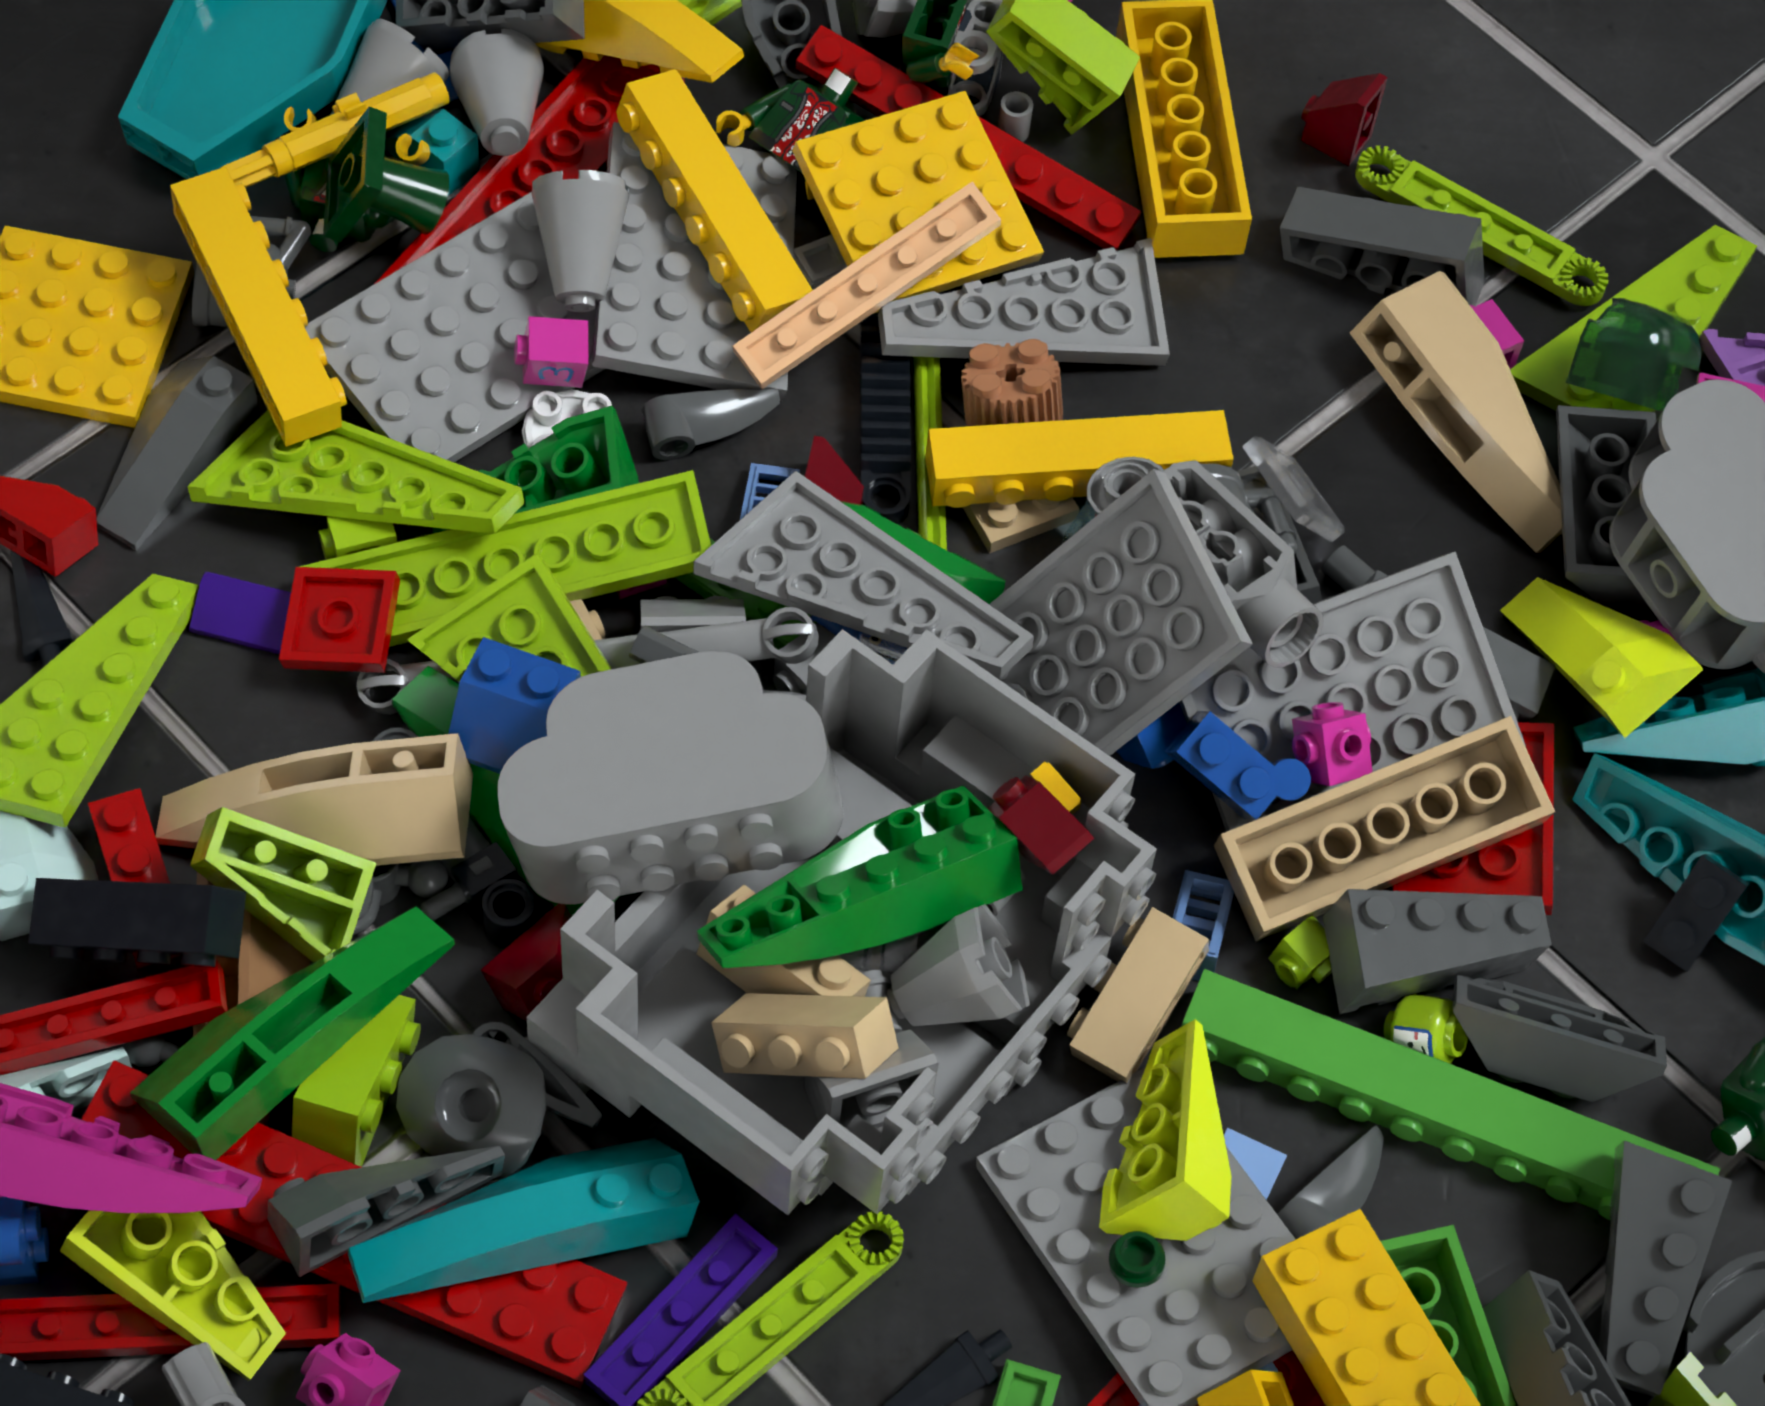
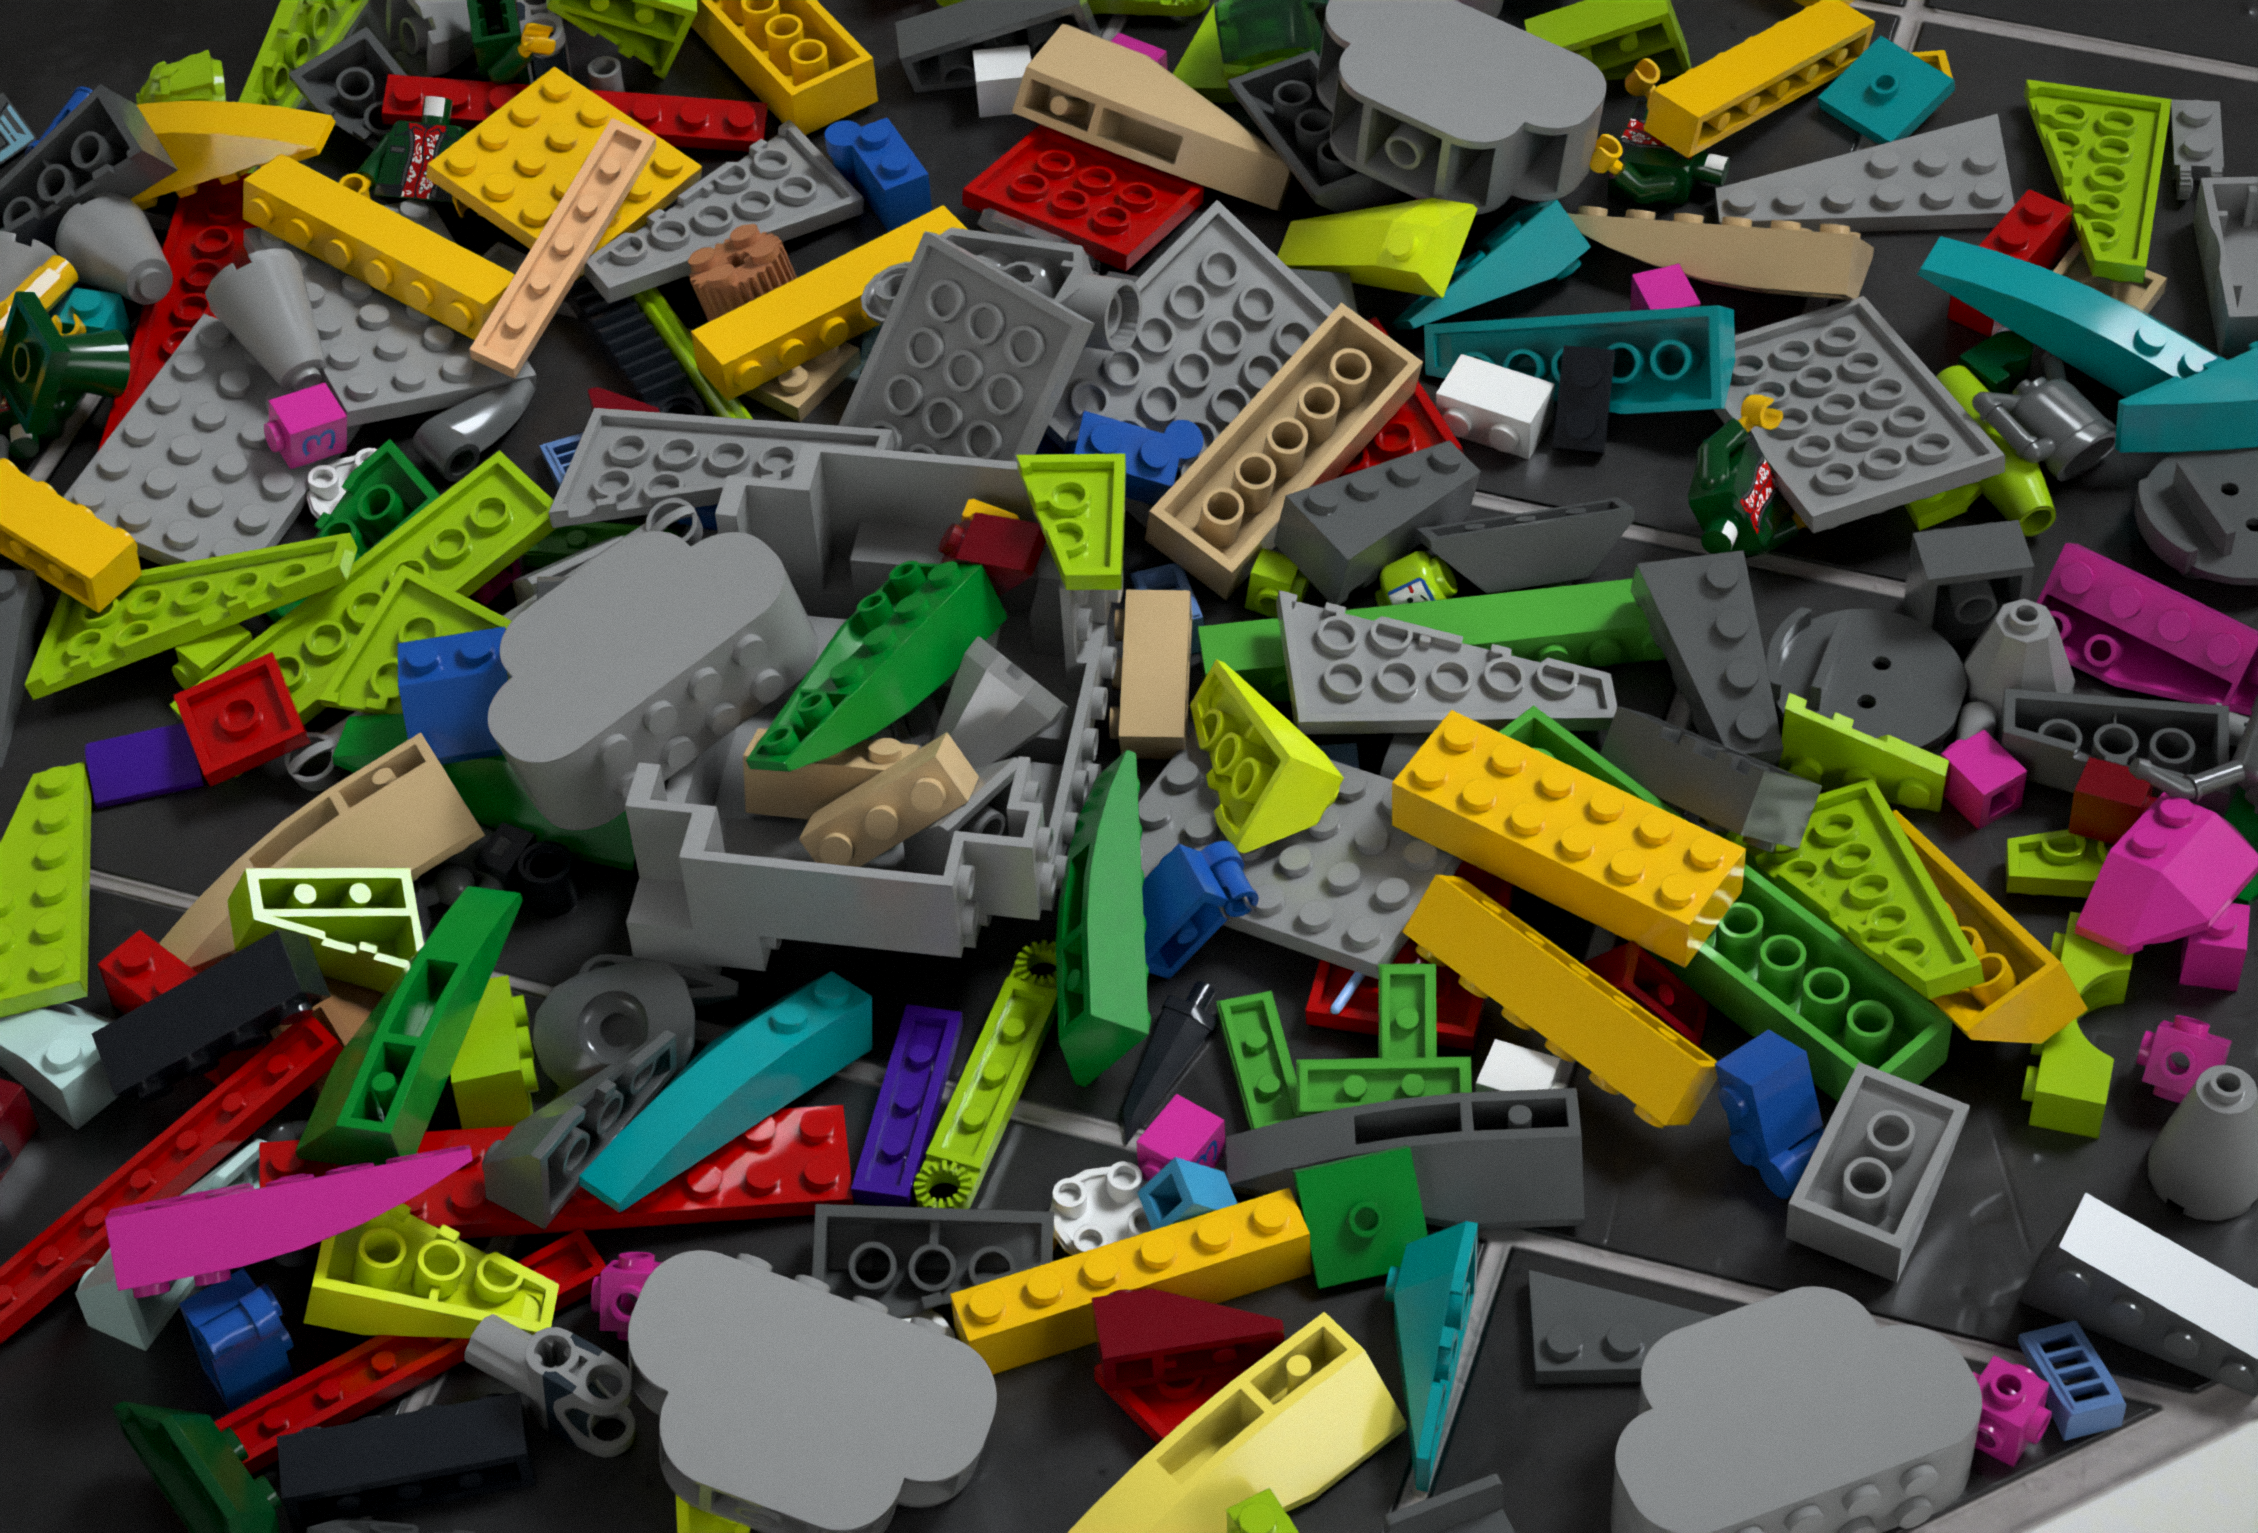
camera: 20 degrees left, 10 degrees down
(529, 965) = (598, 905): dark red slope -> none
(938, 1241) = (1103, 929): none -> green wedge
(1022, 1255) = (1186, 901): none -> blue hinge
(1122, 846) = (1080, 514): none -> lime wing
(1137, 1259) = (1283, 855): dark green plate -> none
(1203, 334) = (881, 168): none -> blue hinge
(1333, 743) = (1202, 396): dark pink brick -> none
(1360, 1132) = (1408, 677): none -> light grey wing
(1361, 288) = (999, 78): none -> white brick
(1365, 453) = (1085, 195): none -> red plate
(1611, 872) = (1496, 406): none -> white brick

